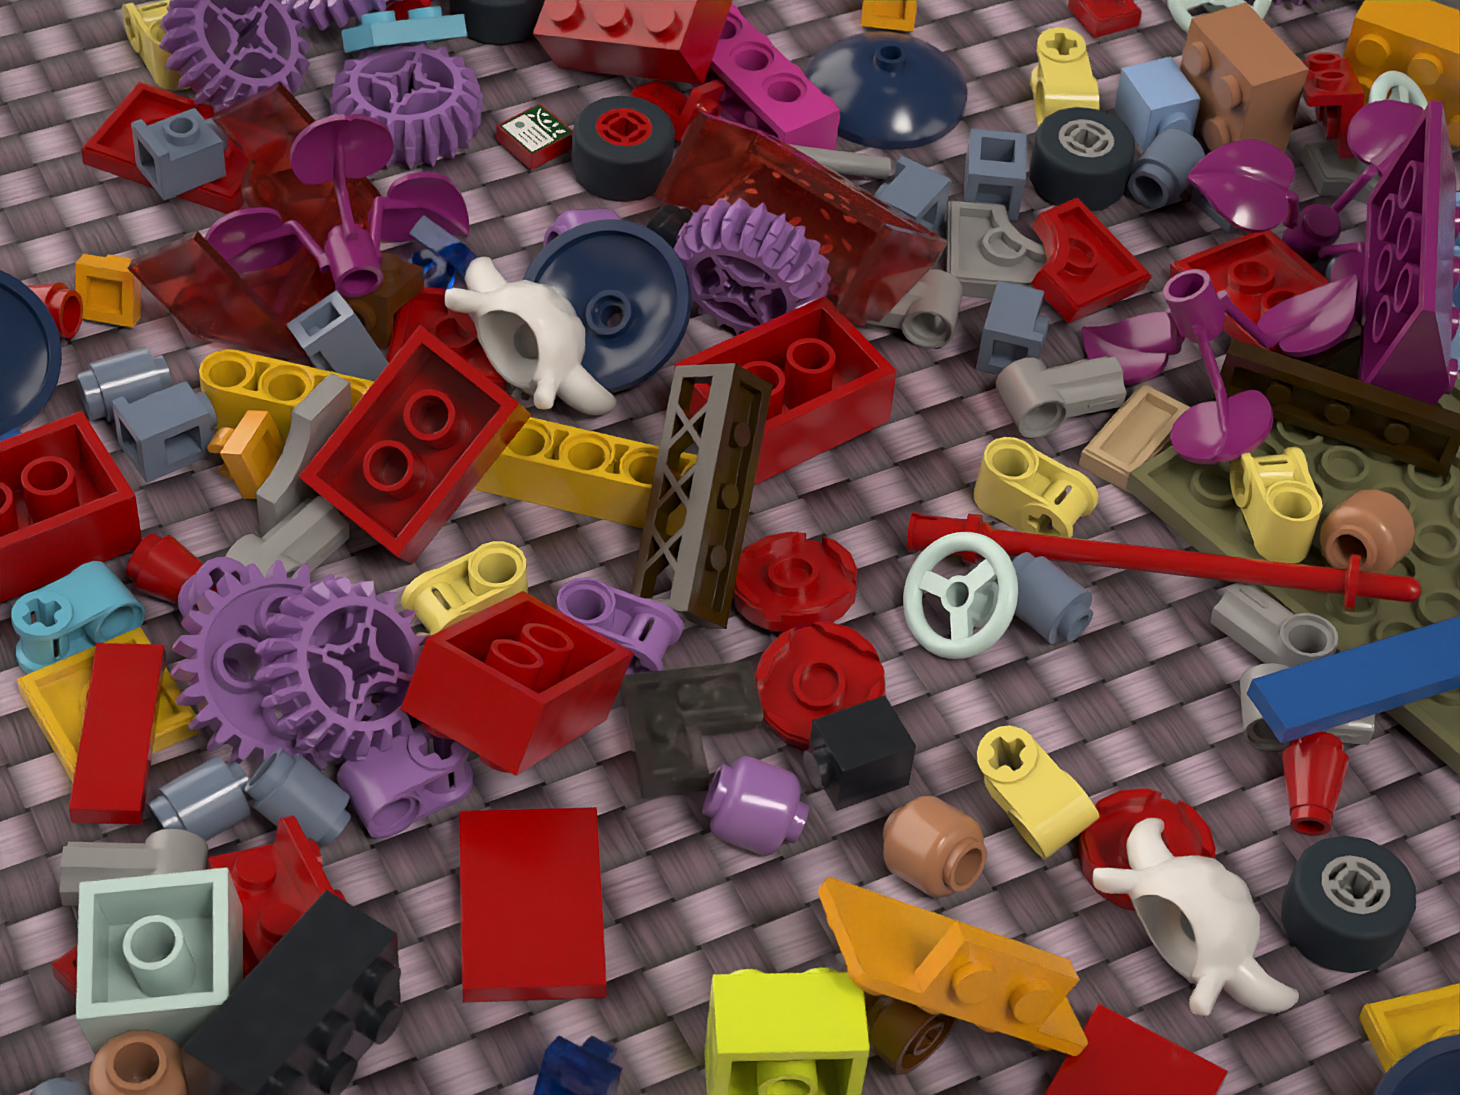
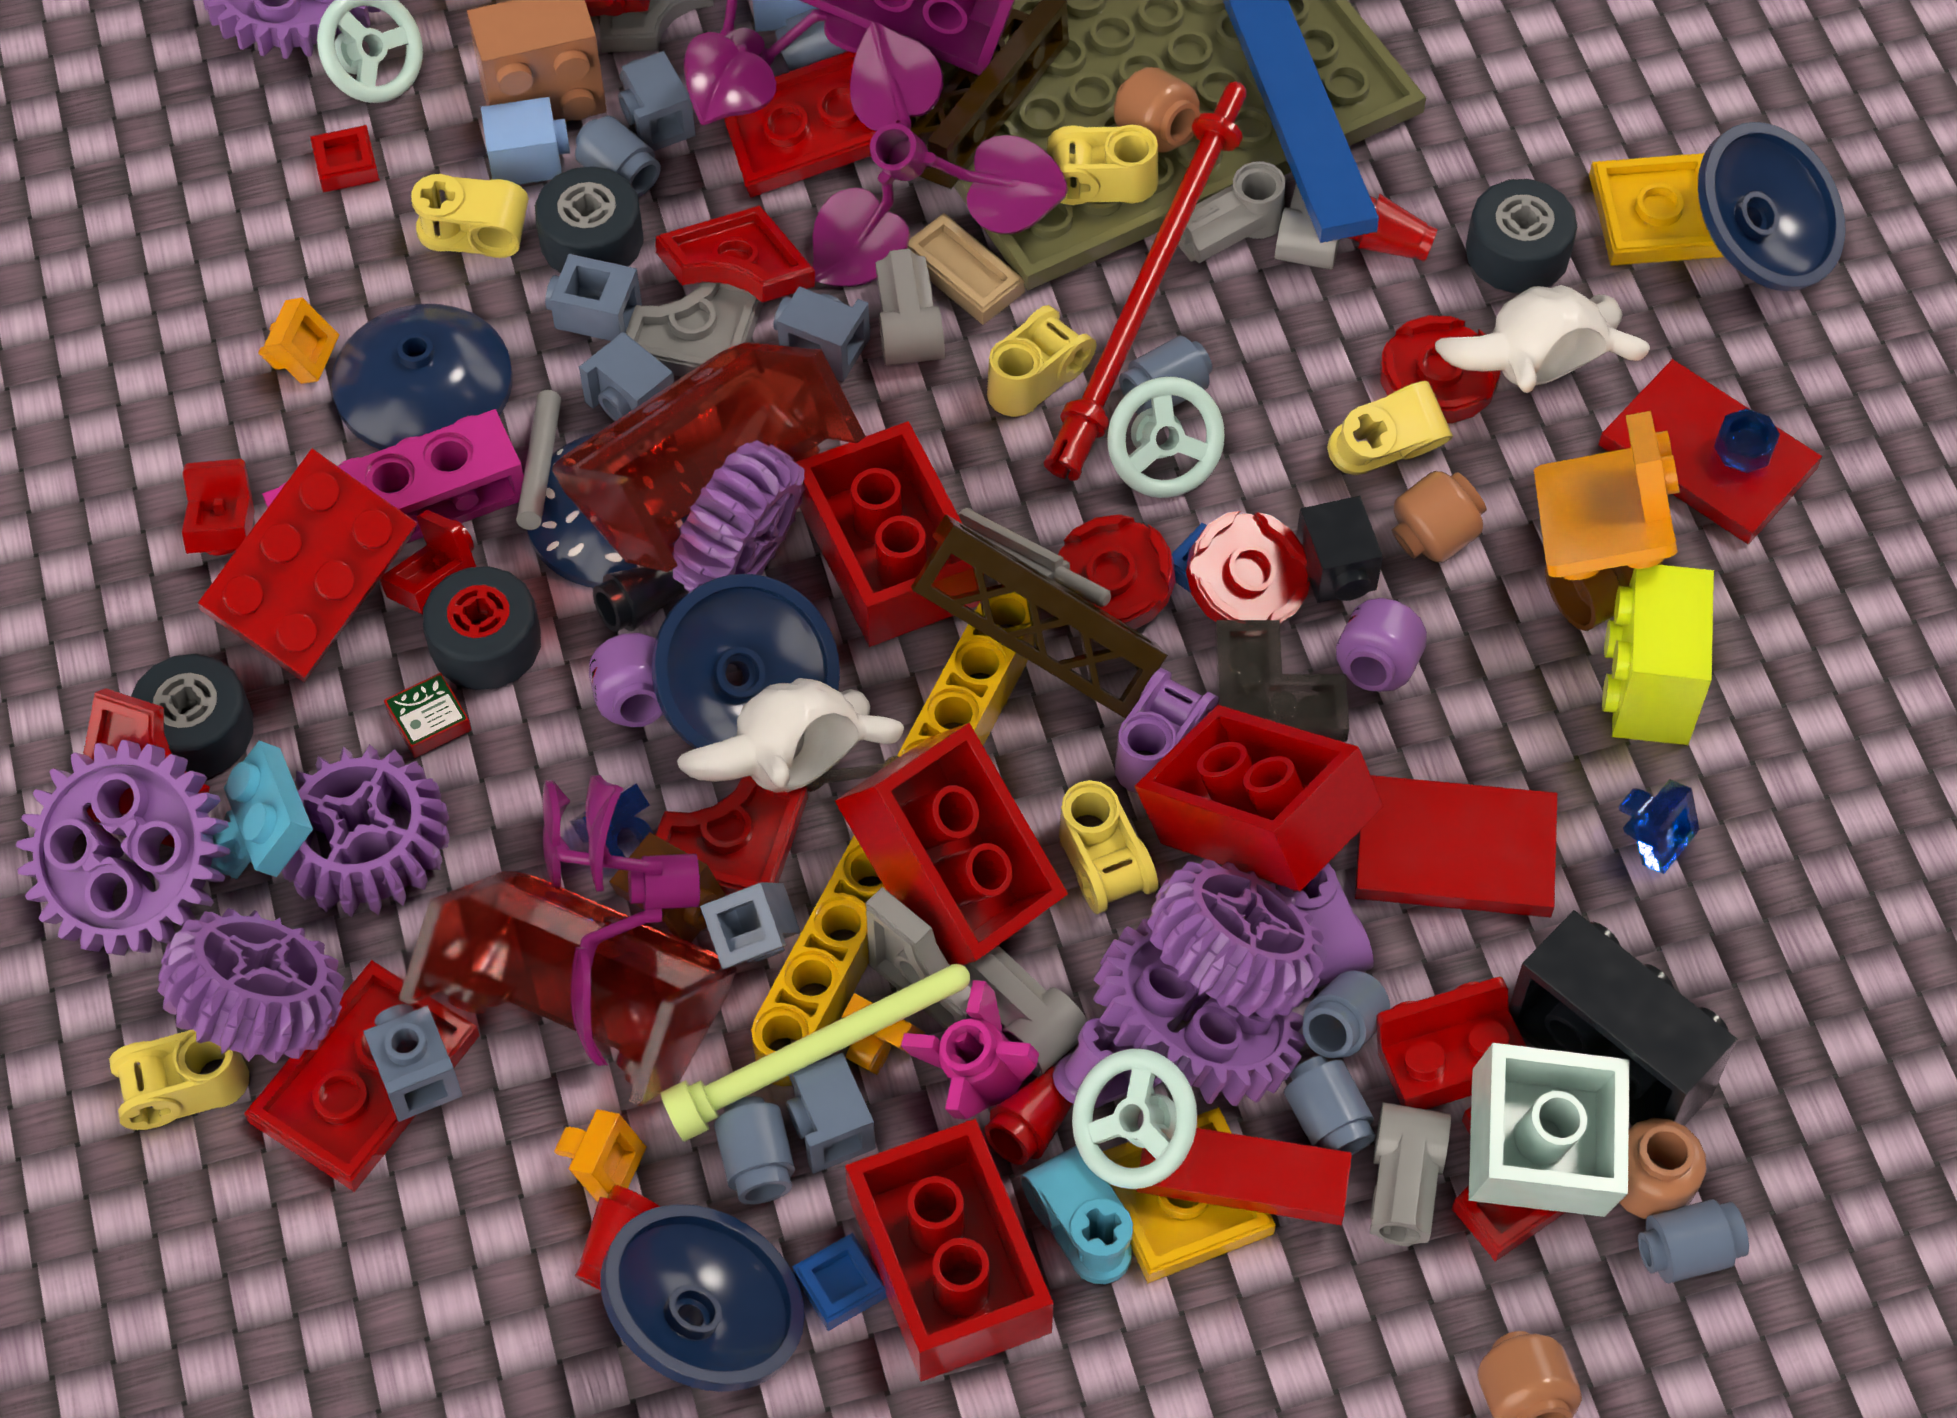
camera: 75 degrees left, 10 degrees up
(139, 611) = (1166, 1127): none -> light aqua piece
(152, 325) = (696, 1104): none -> yellowish green piece
(214, 506) = (976, 1056): none -> dark pink brick
(791, 501) = (1036, 556): none -> light grey axle

